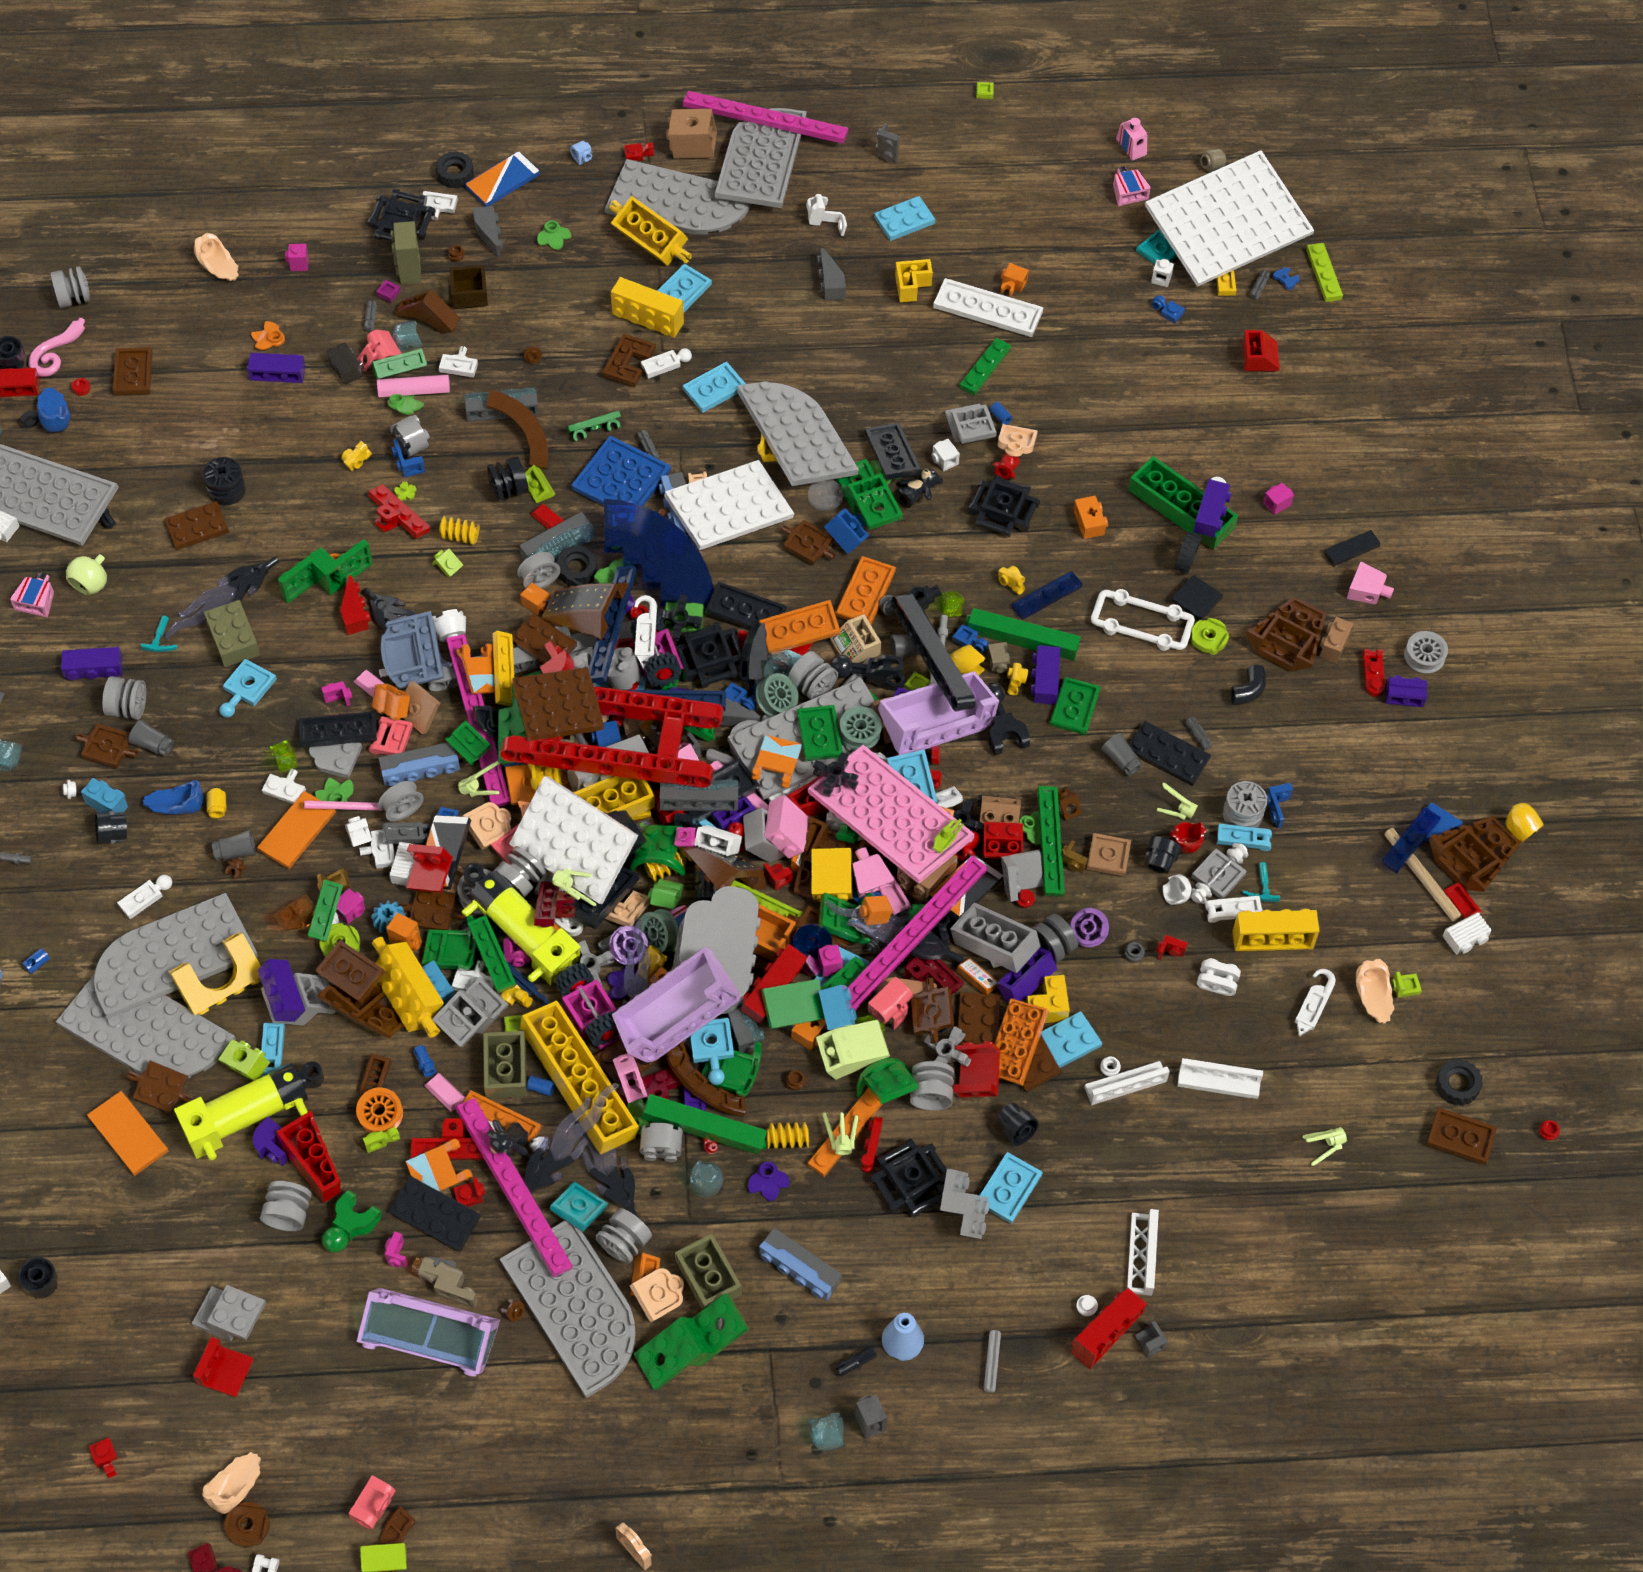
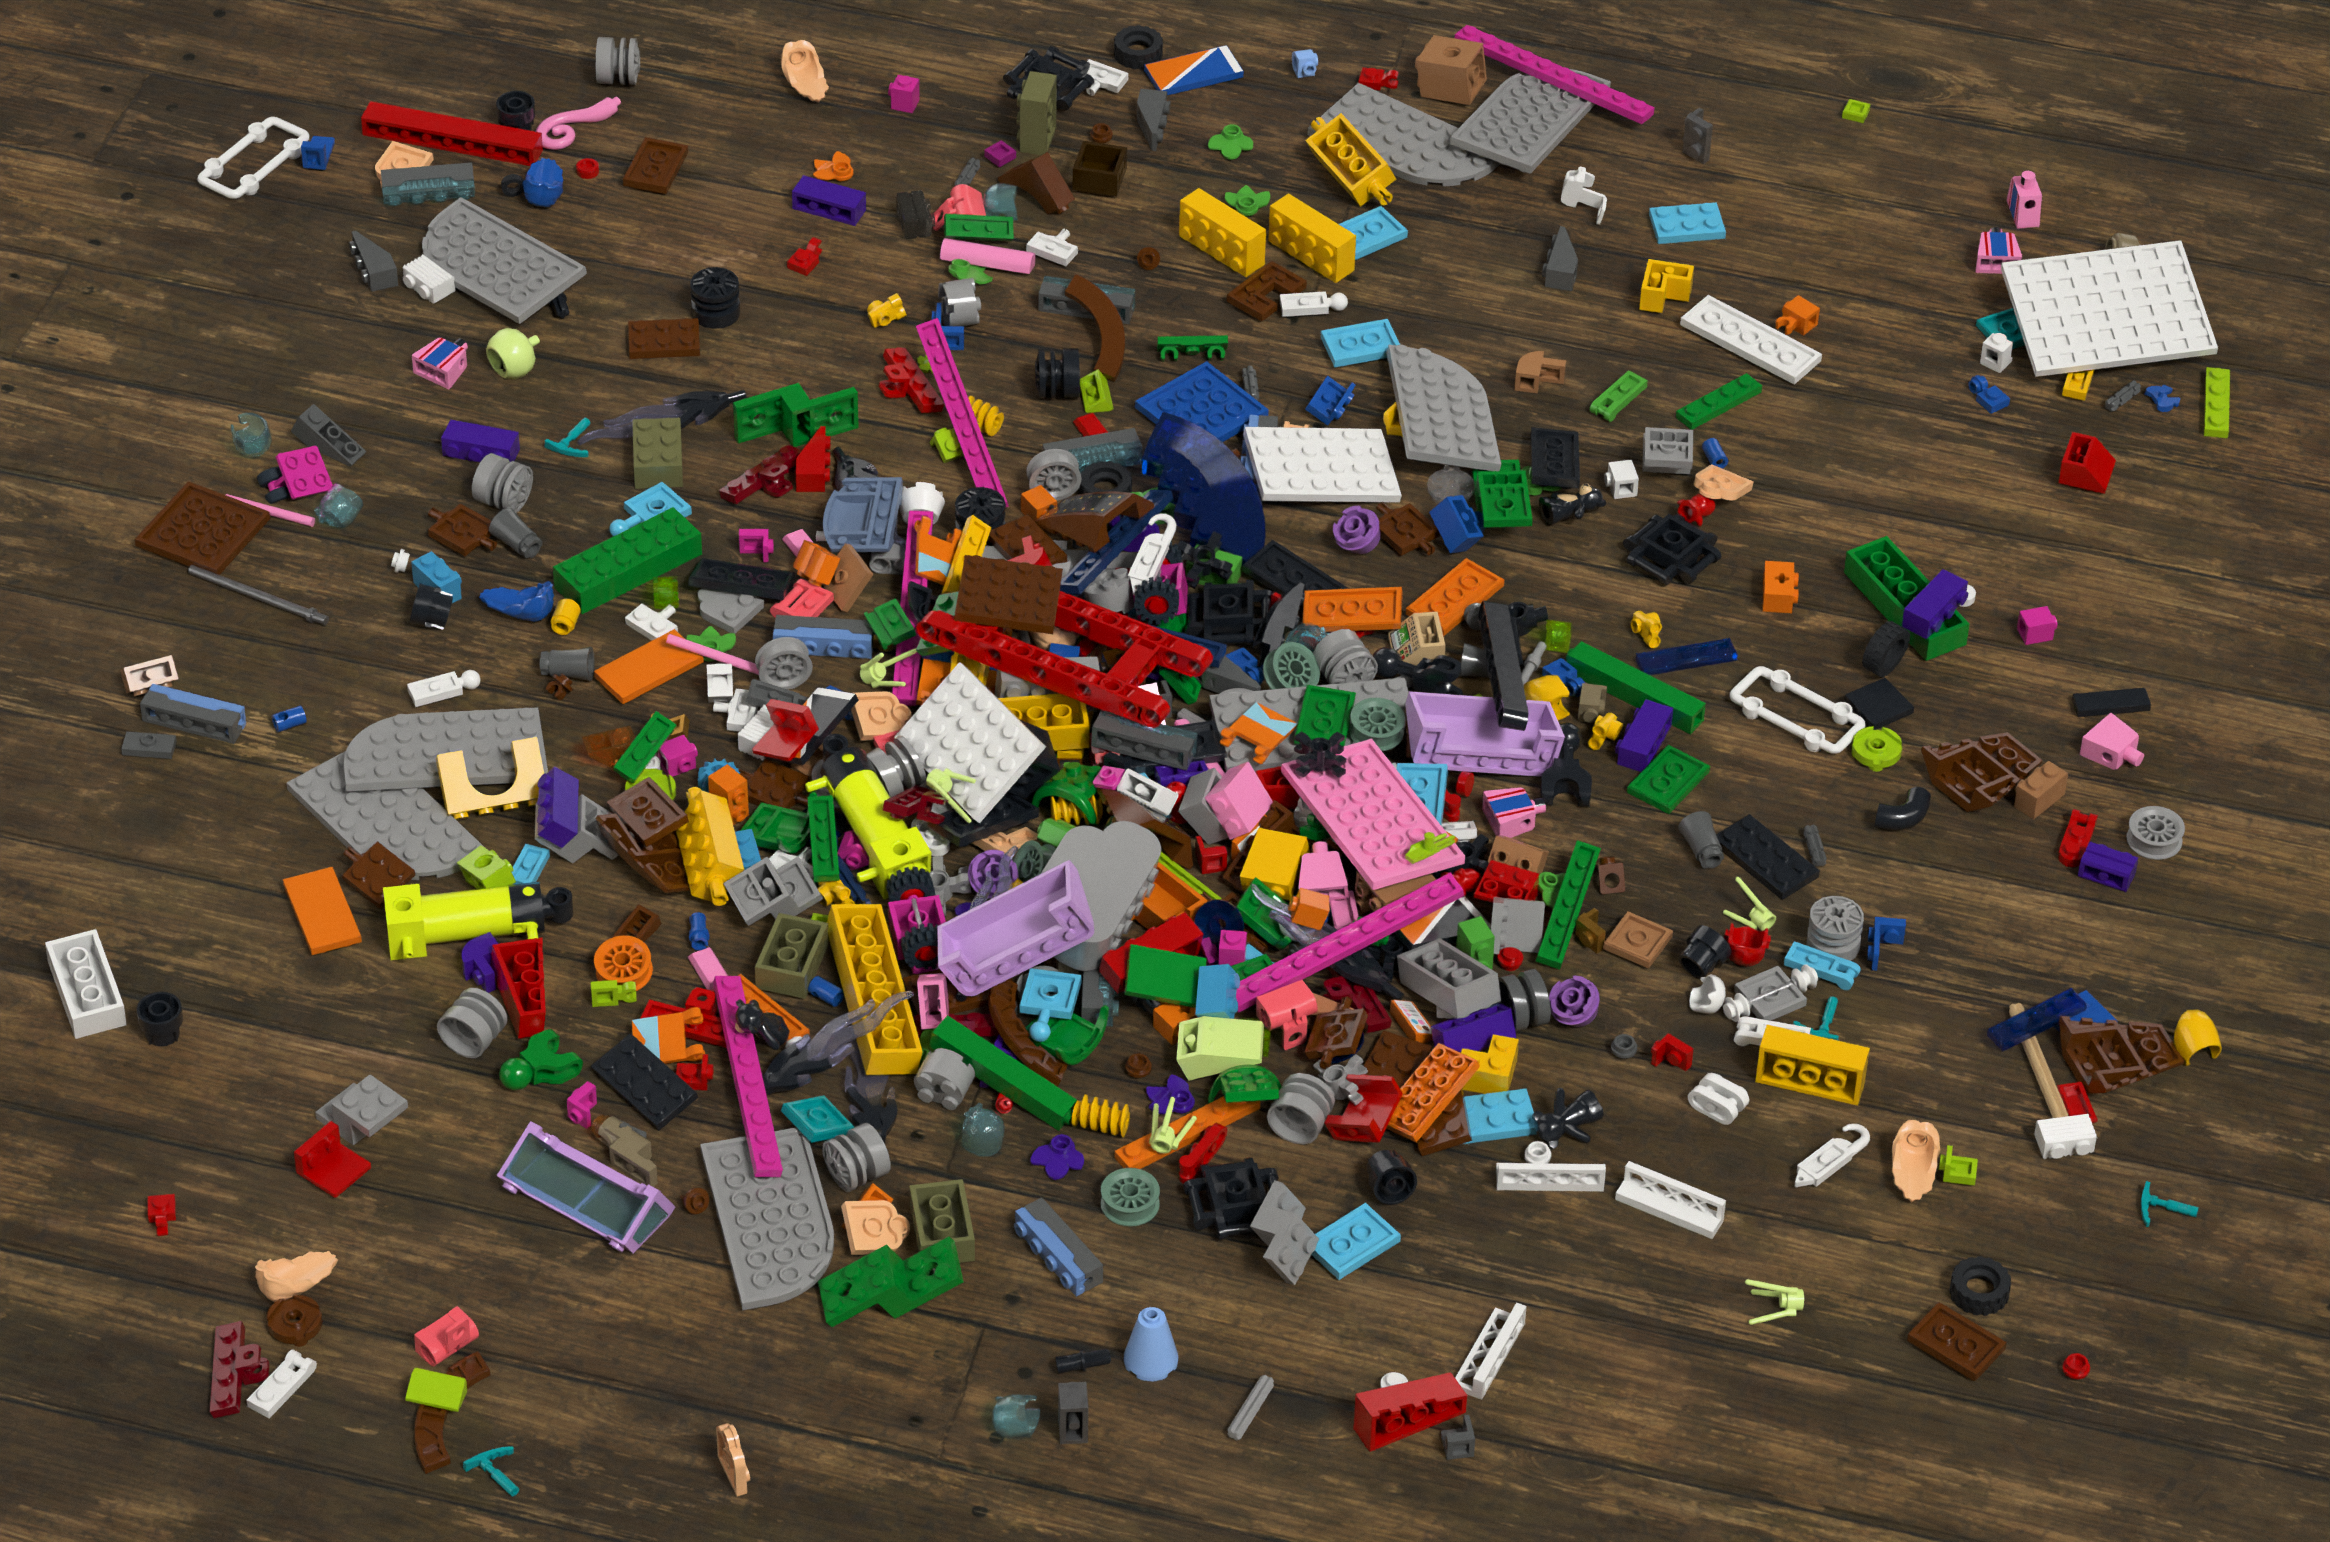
camera: 20 degrees right, 15 degrees down
(245, 738) = (627, 560): none -> green brick
(277, 425) = (805, 260): none -> red plate
(321, 627) = (767, 474): none -> dark red plate
(452, 539) = (958, 406): none -> dark pink plate
(496, 617) = (982, 503): none -> black wheel
(580, 320) = (1222, 232): none -> yellow brick
(584, 284) = (1247, 201): none -> bright green plate
(712, 444) = (1329, 400): none -> blue bracket
(776, 555) = (1357, 530): none -> medium lavender cone
(826, 1099) = (1175, 1088): none -> dark purple plate
(827, 1216) = (1130, 1197): none -> sand green wheel
(847, 377) = (1535, 368): none -> medium nougat brick
(914, 381) = (1618, 395): none -> bright green plate
(977, 770) = (1511, 811): none -> bright pink torso
(1002, 899) = (1476, 940): none -> bright green brick
(1121, 1028) = (1582, 1110): none -> black piece
(1539, 968) = (2171, 1205): none -> teal piece

